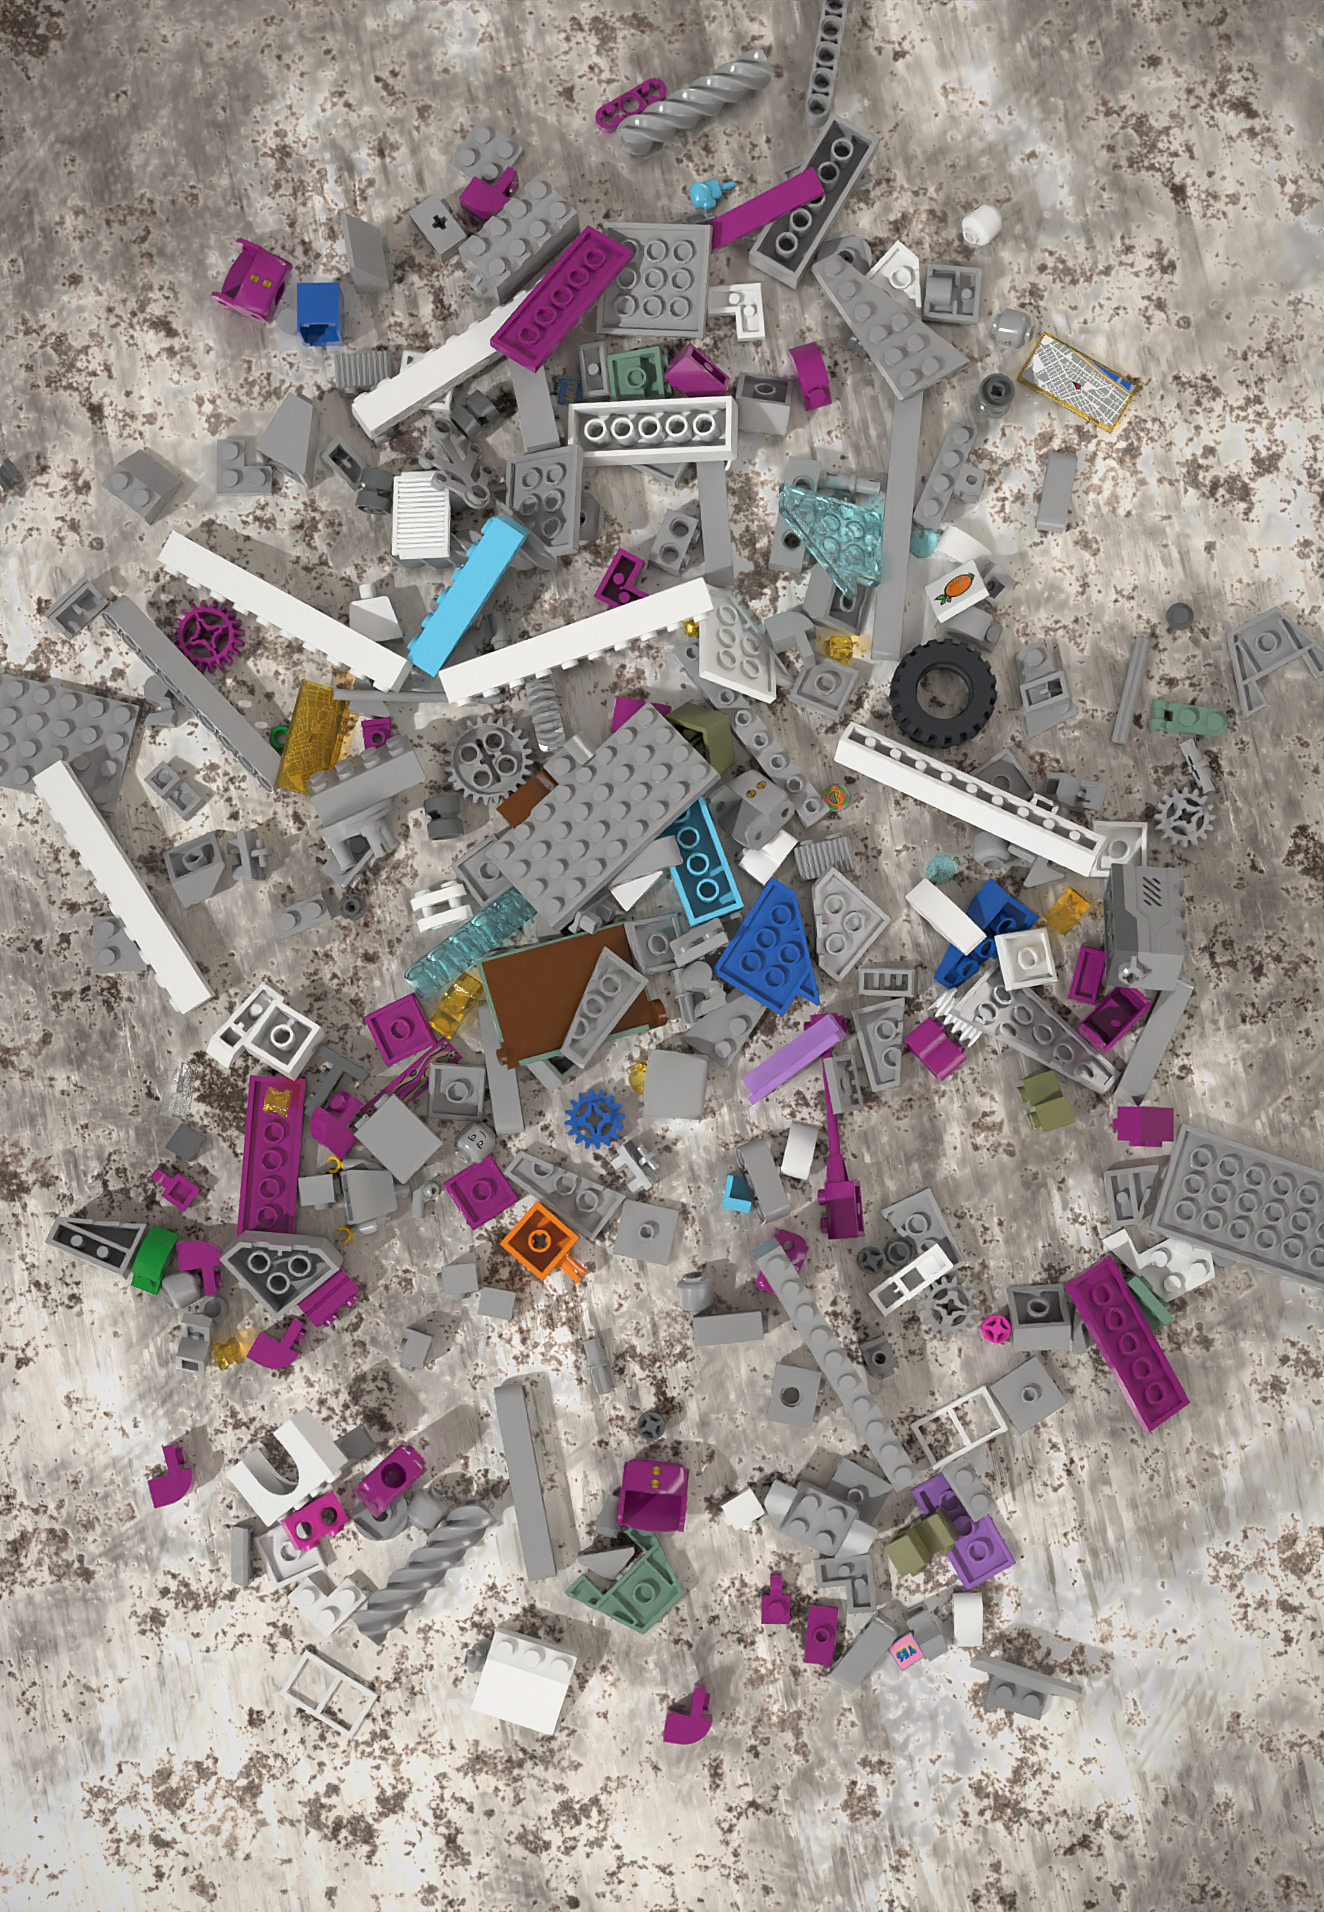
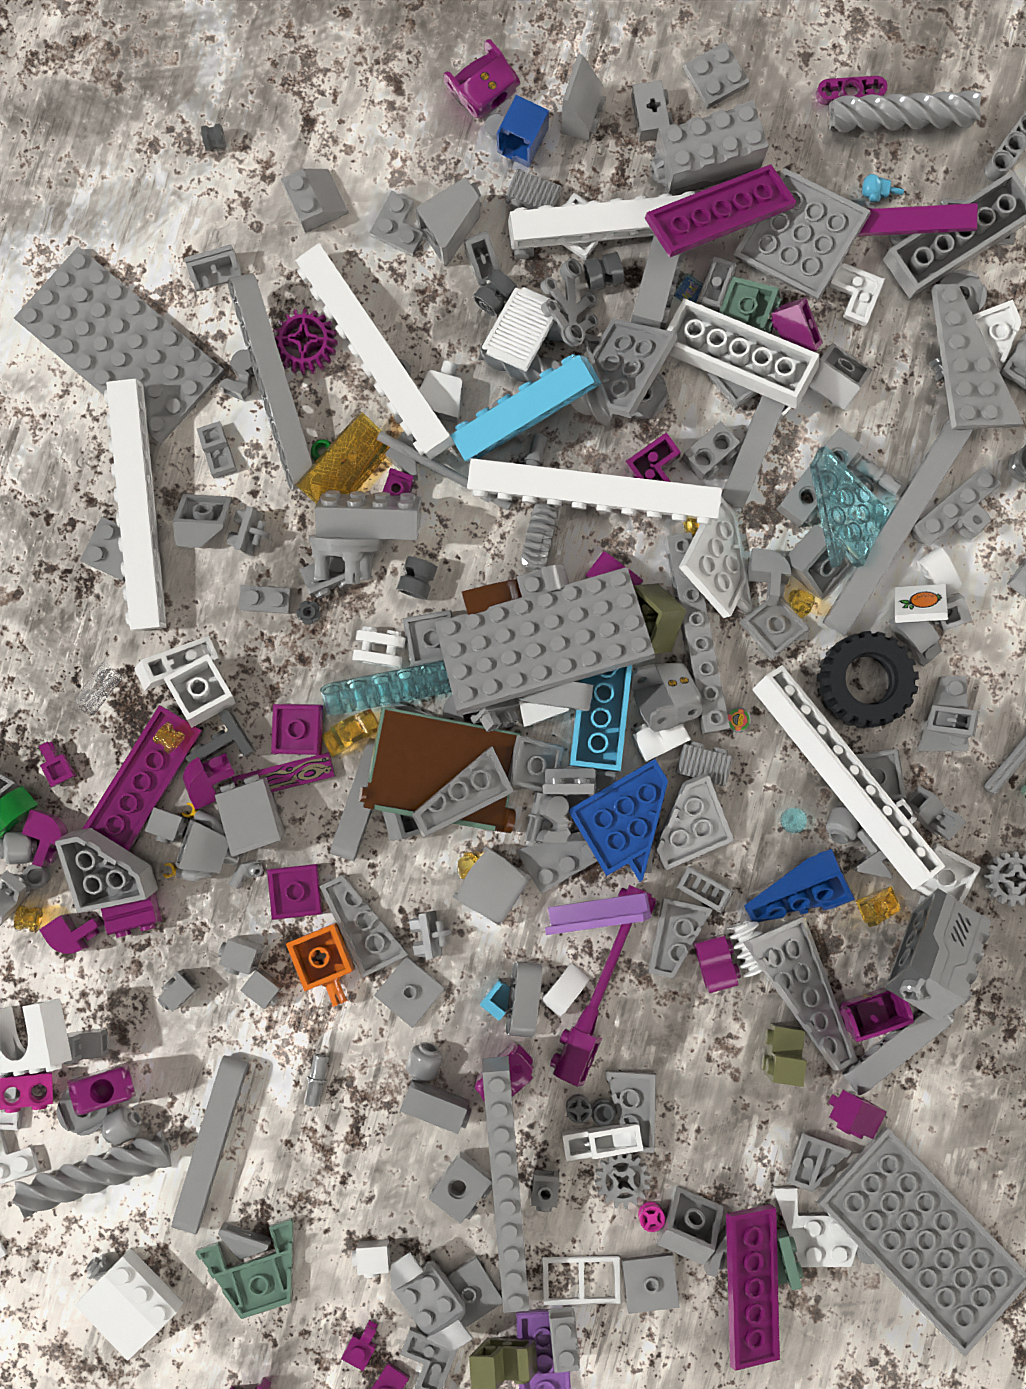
camera: 25 degrees right, 0 degrees up
(185, 1142) = (81, 733): dark grey slope -> none
(456, 1091) = (315, 801): light grey plate -> none
(466, 772) = (497, 550): light grey gear -> none
(475, 1142) = (309, 850): light grey head -> none
(486, 201) = (695, 102): magenta brick -> none
(607, 1520) = (263, 1208): light grey cone -> none
(609, 1117) = (403, 876): blue gear -> none
(648, 1428) = (333, 1156): dark grey wheel -> none
(653, 1496) = (306, 1211): magenta piece -> none
(811, 375) = (889, 373): magenta brick -> none
(843, 1083) = (628, 955): light grey bracket -> none
(922, 543) = (910, 551): clear light blue tile -> none
(945, 916) = (779, 862): white slope -> none
(1026, 958) = (827, 928): white plate -> none
(1087, 975) = (869, 966): magenta tile -> none

